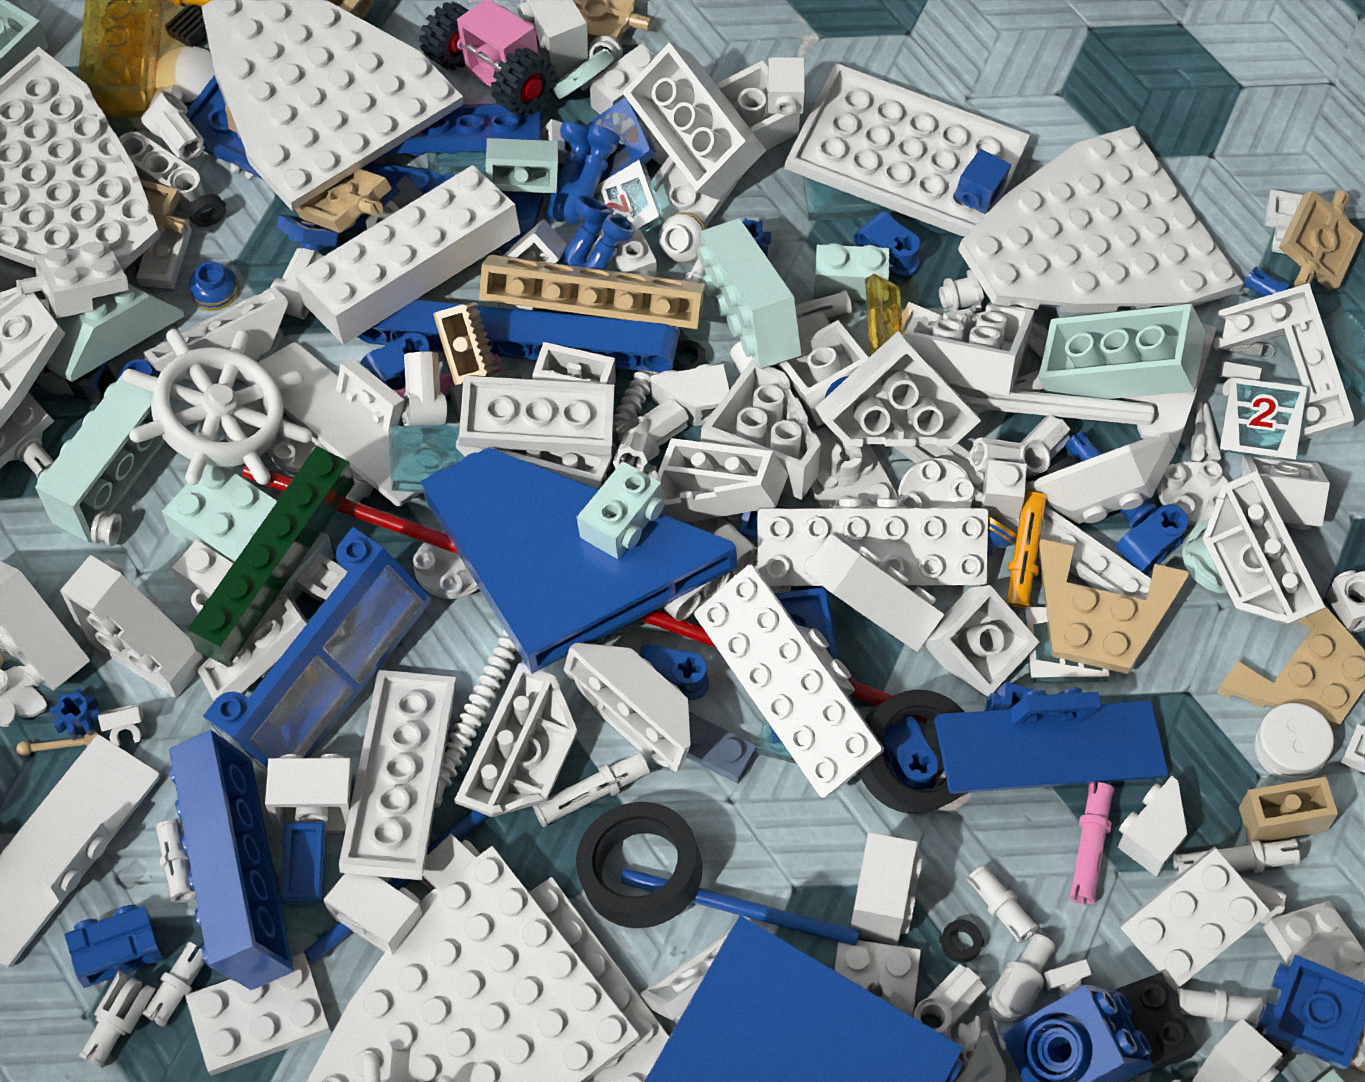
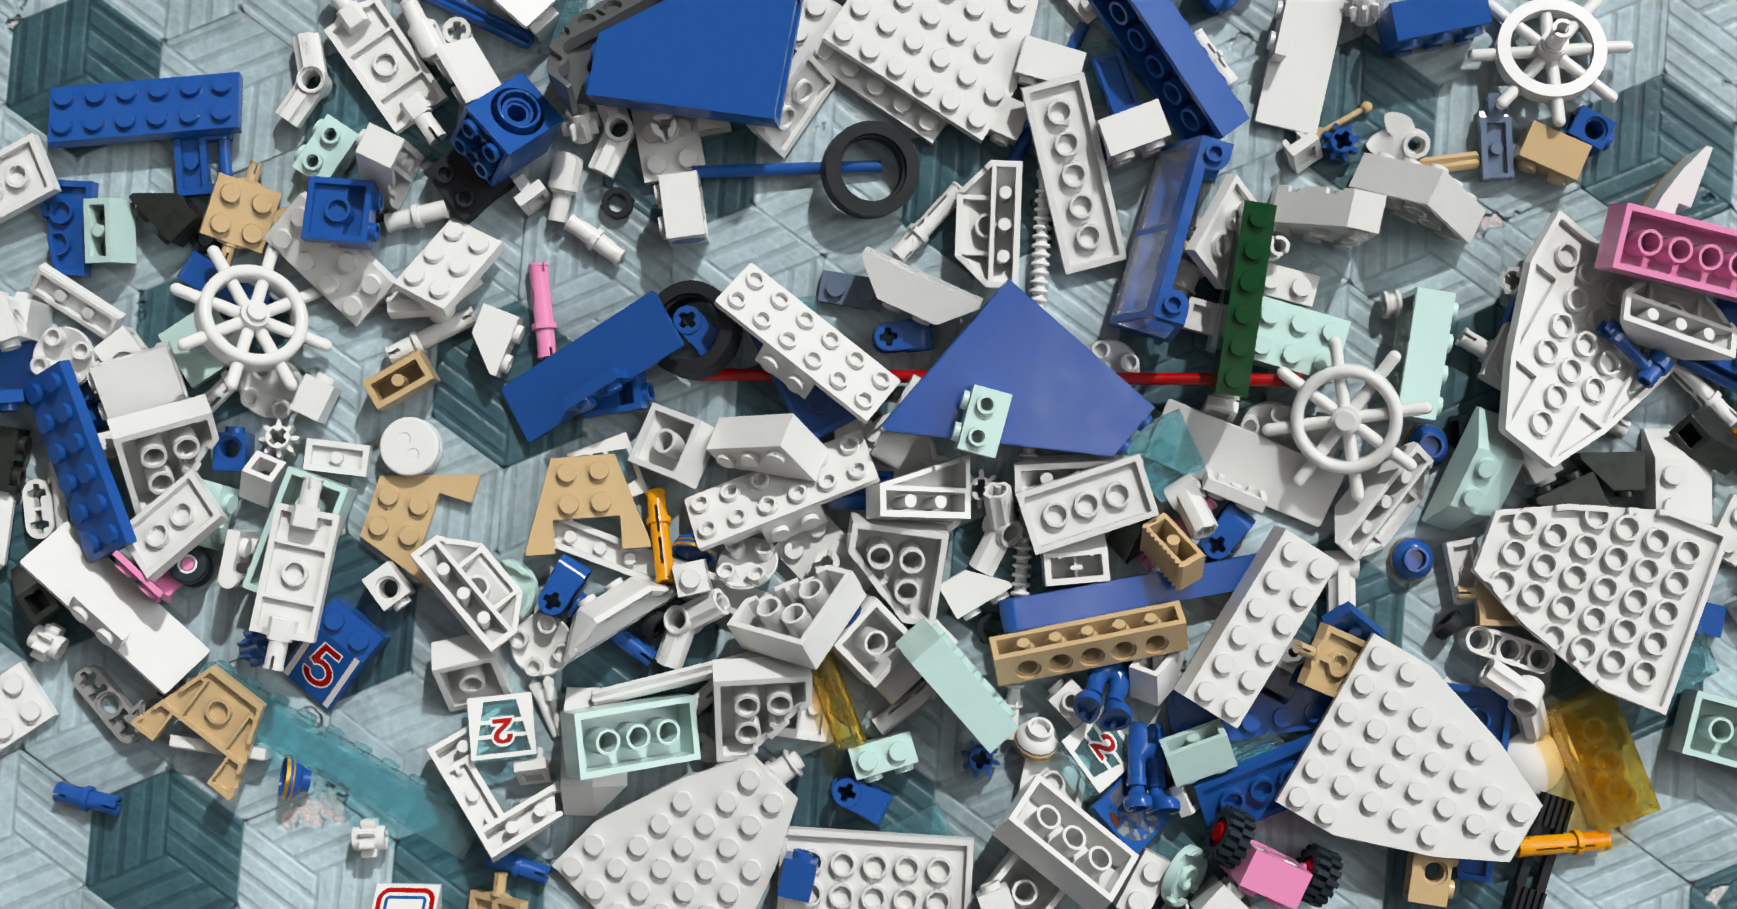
camera: 155 degrees right, 25 degrees up
(75, 277) = (1515, 488): white plate -> none

